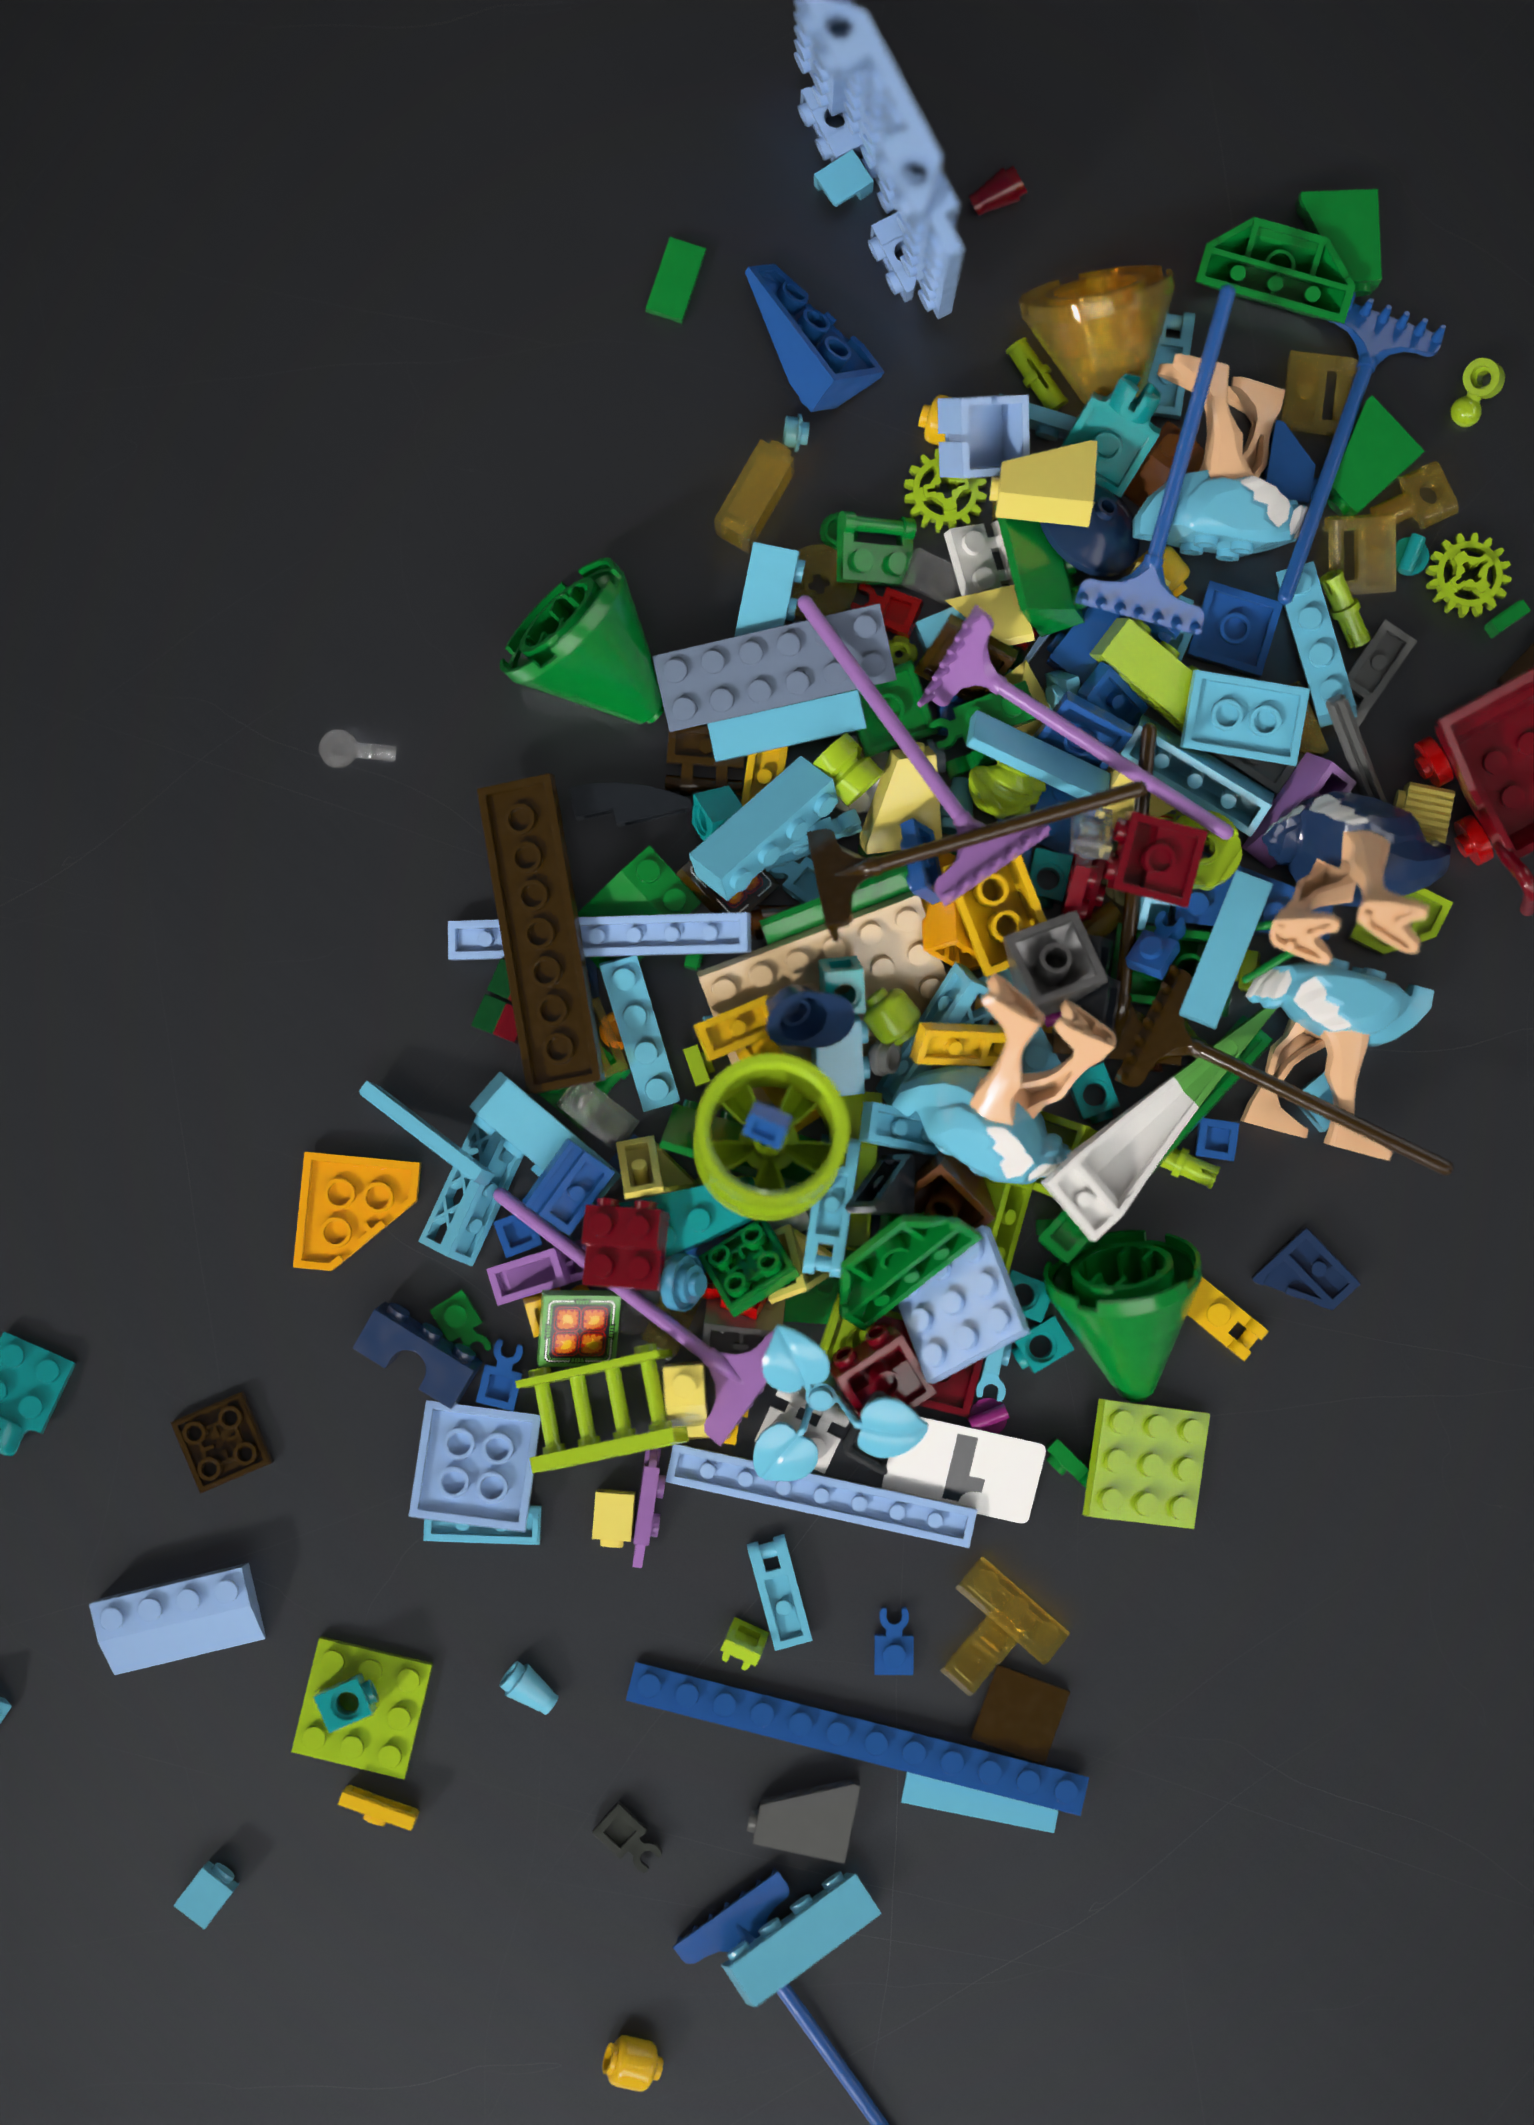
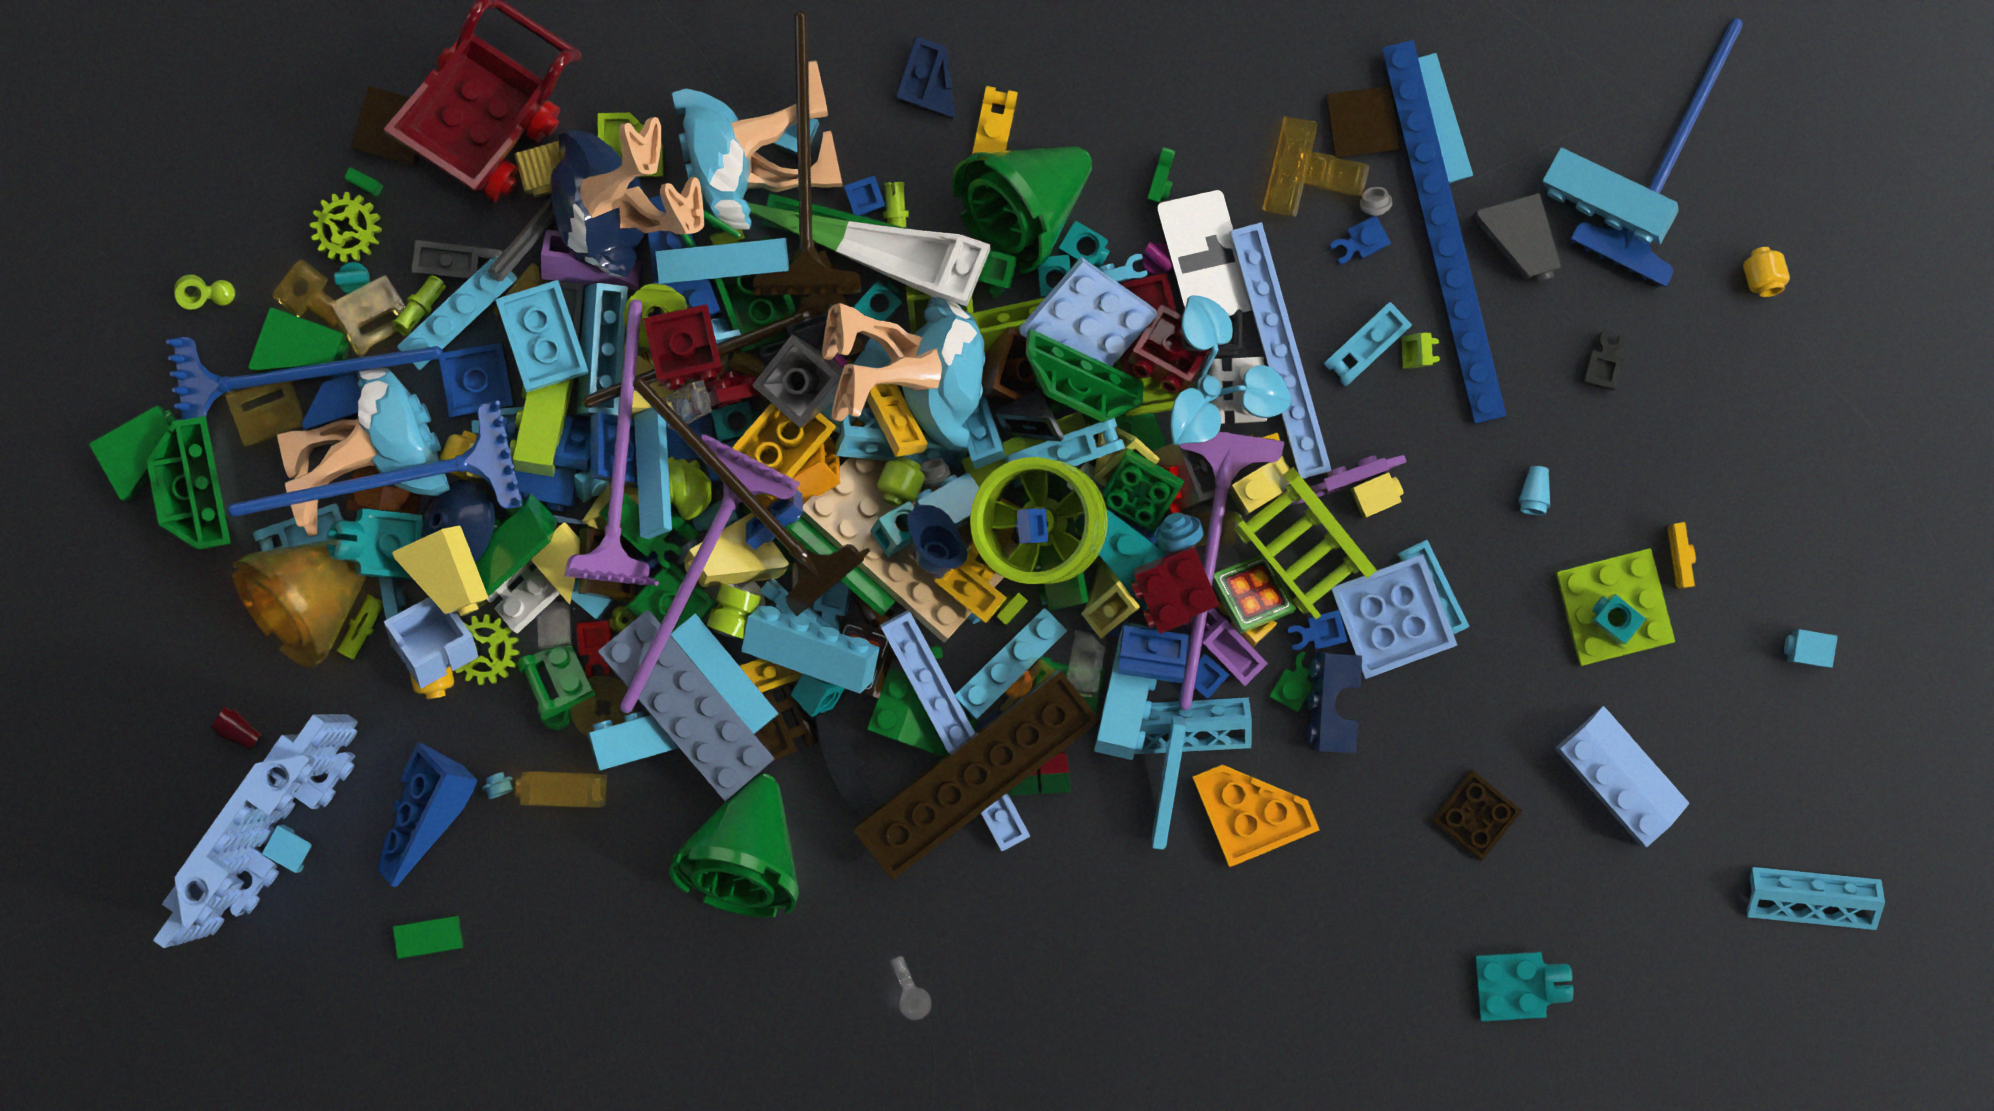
camera: 130 degrees left, 0 degrees up
(928, 1682) = (1375, 201): none -> light grey plate
(1146, 1464) = (1131, 124): lime plate -> none
(1156, 951) = (750, 311): blue plate -> none

